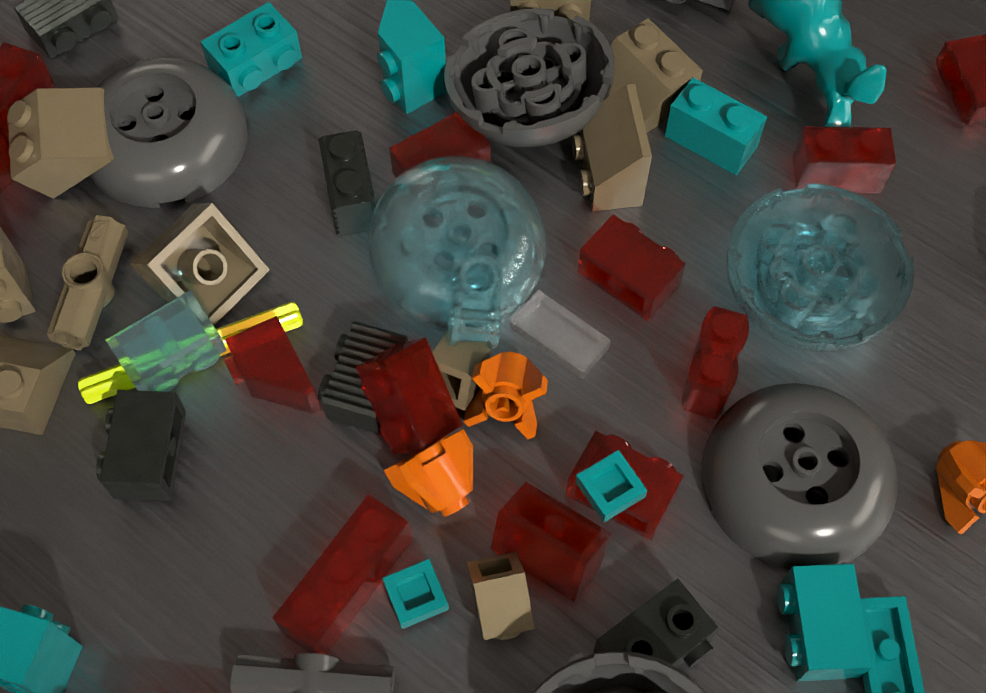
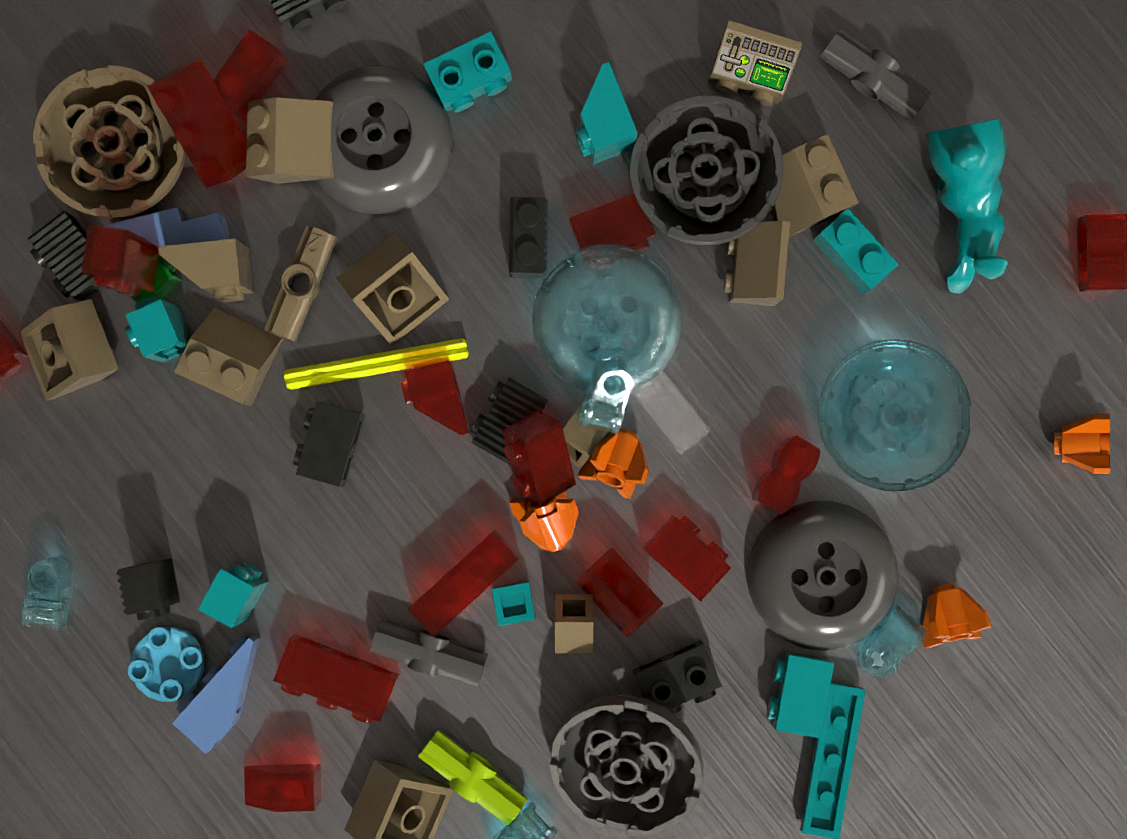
camera: 10 degrees right, 25 degrees up
(167, 345) = (359, 369): clear light blue brick -> none
(611, 486) = (673, 569): teal plate -> none
(631, 267) = (745, 371): clear red brick -> none
(844, 158) = (954, 311): clear red brick -> none
(915, 529) = (895, 638): none -> clear light blue piece

